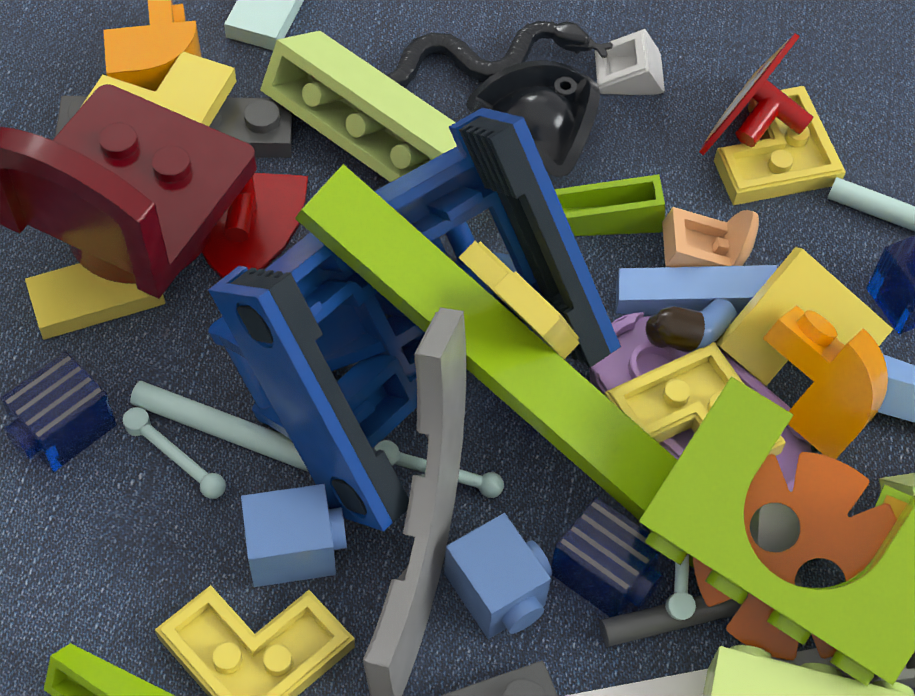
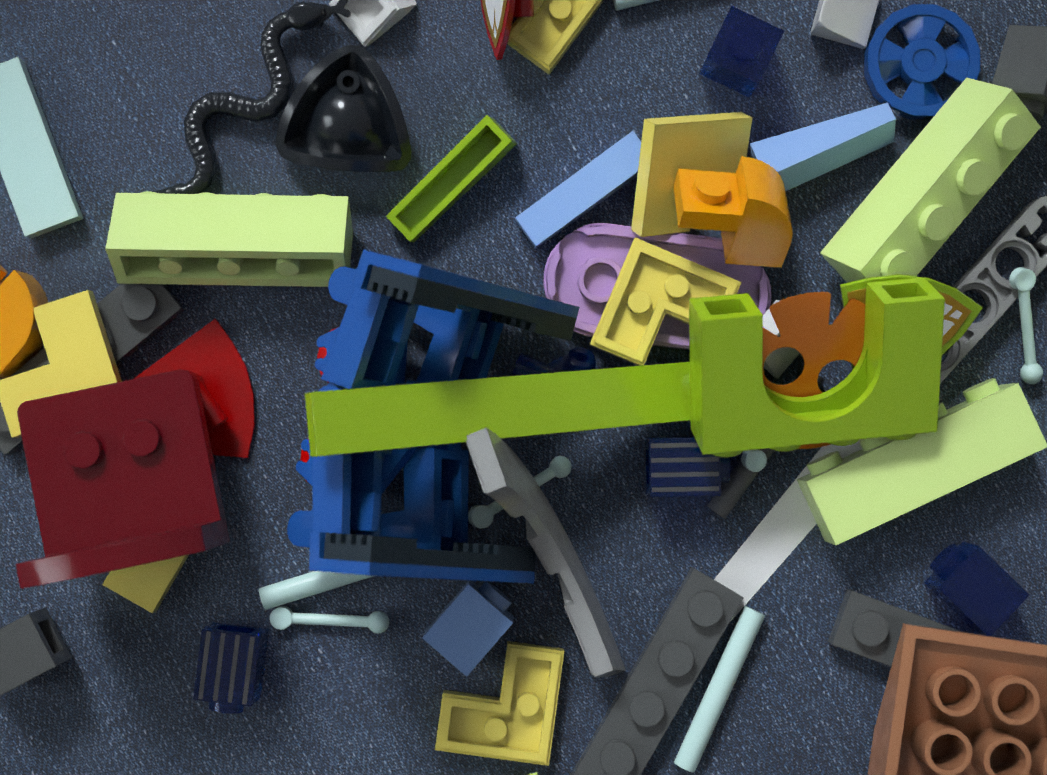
camera: 35 degrees left, 30 degrees up
(499, 576) = (625, 537): medium blue brick -> none
(521, 298) = (521, 362): light yellow tile -> none
(689, 328) = (610, 239): dark brown arm -> none
(705, 241) = (563, 143): light nougat plate -> none

